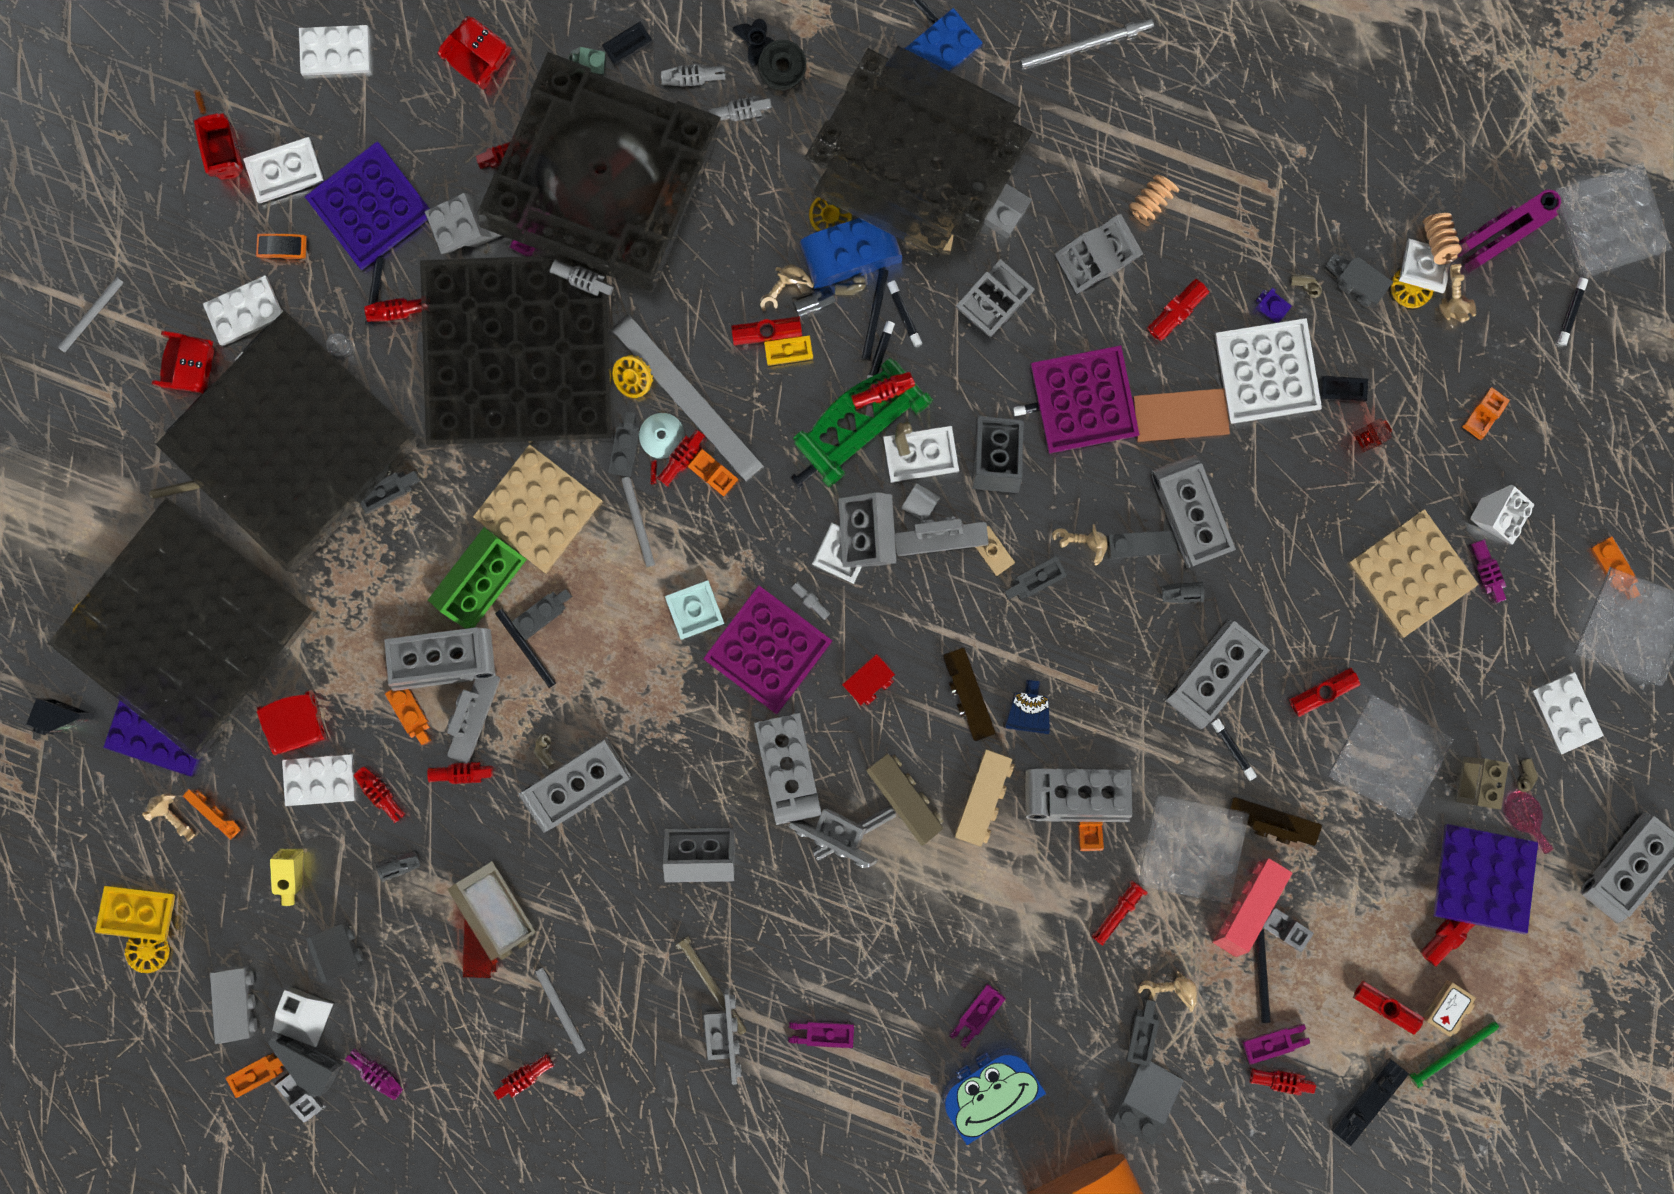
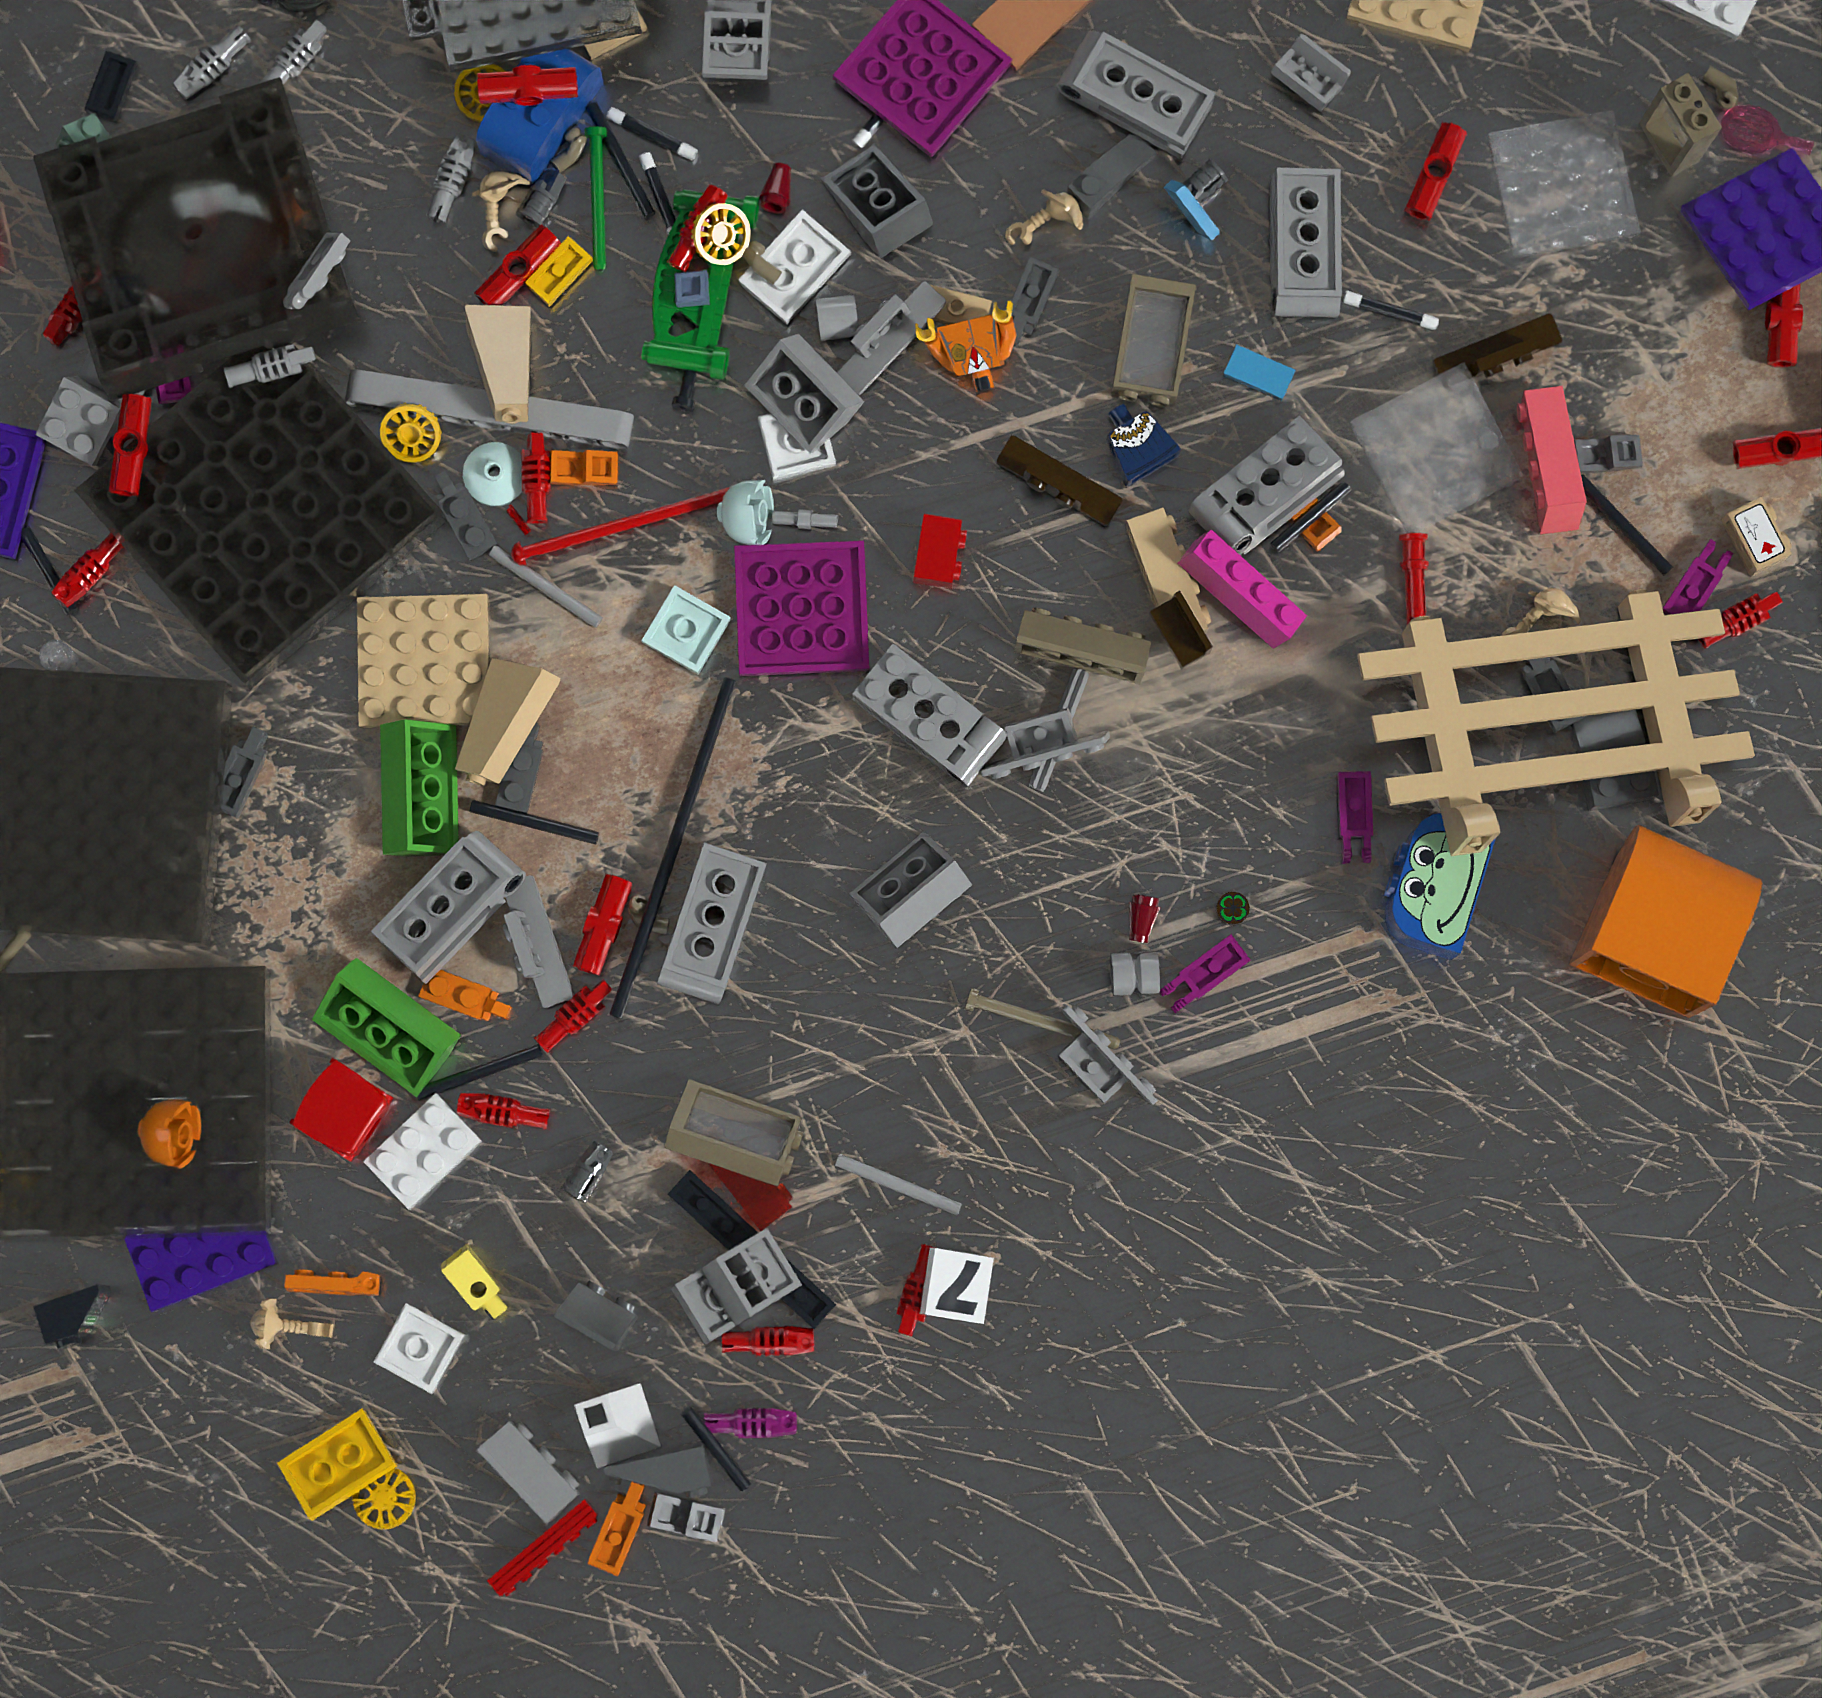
camera: 45 degrees left, 5 degrees down
(183, 664) = (170, 1131): none -> orange cylinder
(204, 1049) = (538, 1551): none -> red piece
(230, 885) = (419, 1348): none -> white tile
(343, 1073) = (715, 1448): none -> black bar
(353, 696) = (385, 1026): none -> bright green slope
(384, 761) = (480, 1071): none -> black bar
(420, 1038) = (770, 1341): none -> red hinge
(424, 996) = (736, 1286): none -> light grey bracket
(451, 981) = (733, 1230): none -> black plate
(481, 249) = (132, 425): none -> red piece
(515, 736) = (602, 924): none -> red piece
(545, 1093) = (956, 1285): none -> white tile
(552, 579) = (503, 718): none -> tan slope
(588, 725) = (672, 848): none -> black piece
(638, 493) = (520, 553): none -> red bar
(643, 249) = (315, 271): none -> light grey hinge
(718, 374) = (502, 351): none -> tan slope
(773, 248) = (451, 176): none -> light grey hinge
(780, 571) = (746, 512): none -> light aqua cylinder
(783, 1003) = (1135, 973): none -> light grey wheel
(814, 974) = (1142, 916): none -> dark red cone
(844, 325) = (595, 137): none -> green bar
(849, 237) = (527, 85): none -> red piece
(852, 422) = (692, 288): none -> sand blue tile
(867, 1010) = (1232, 908): none -> tile
(892, 405) = (721, 233): none -> wheel
(947, 402) = (776, 191): none -> dark red cone
(963, 837) = (1181, 630): none -> dark brown panel
(982, 580) = (972, 344): none -> orange torso
(1017, 841) = (1242, 589): none -> dark pink brick
(1086, 659) = (1153, 340): none -> clear window
(1091, 829) = (1310, 516): none -> black bar
(1130, 724) = (1259, 372): none -> dark azure tile
(1168, 603) = (1192, 209): none -> dark azure tile
(1198, 1089) = (1657, 691): none -> tan fence
(1301, 579) = (1311, 72): none -> light grey bracket
(1331, 1044) = (1757, 536): none -> brick

